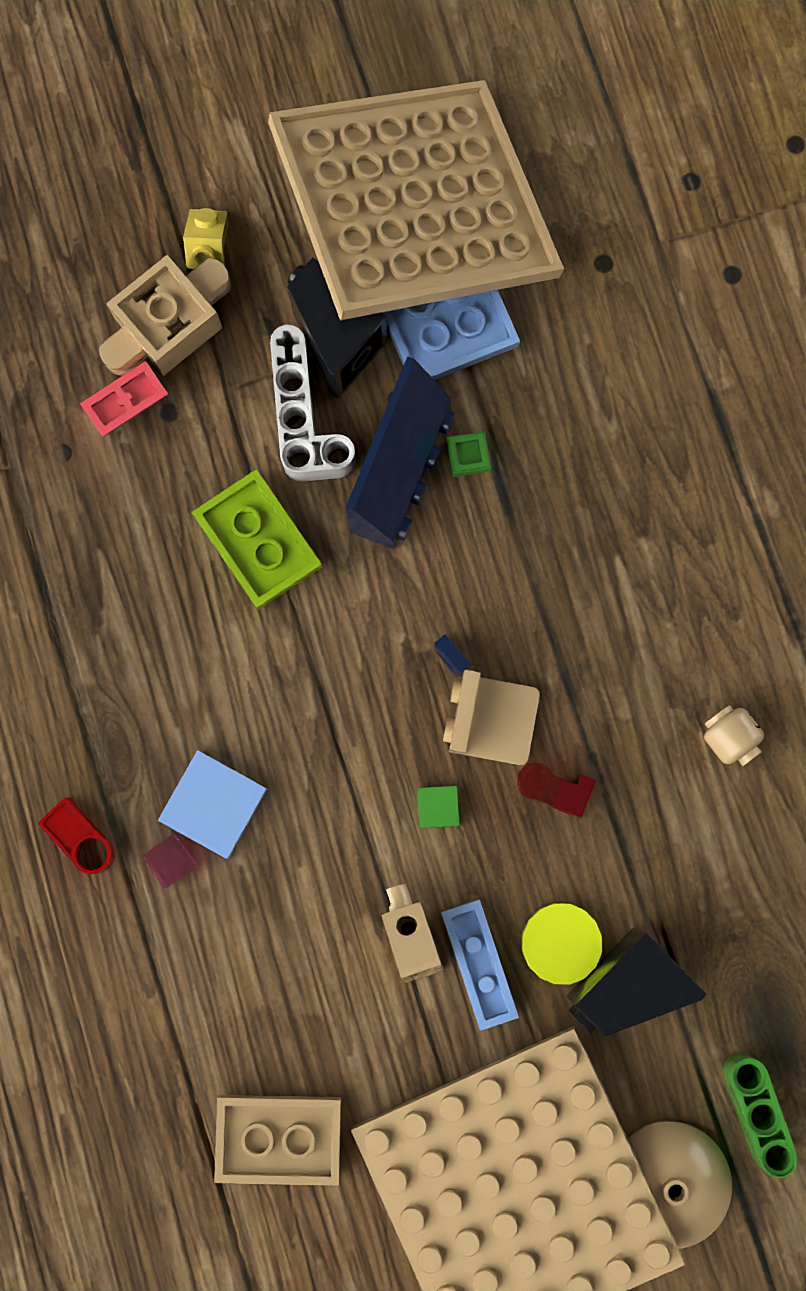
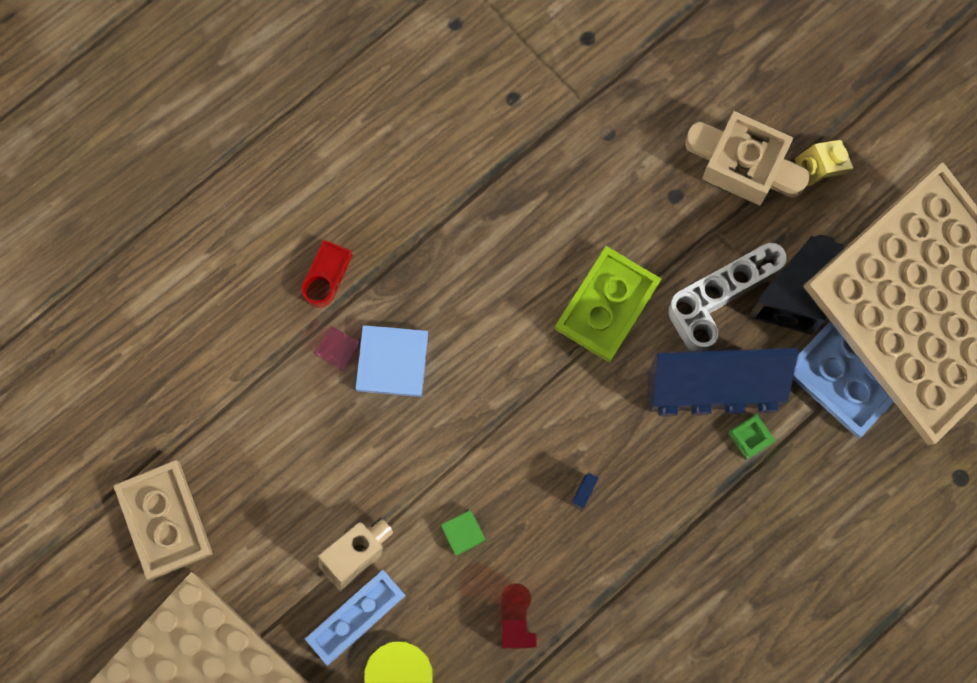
camera: 70 degrees right, 5 degrees down
(124, 399) = (668, 157): coral hinge -> none
(492, 719) = (549, 544): tan bracket -> none

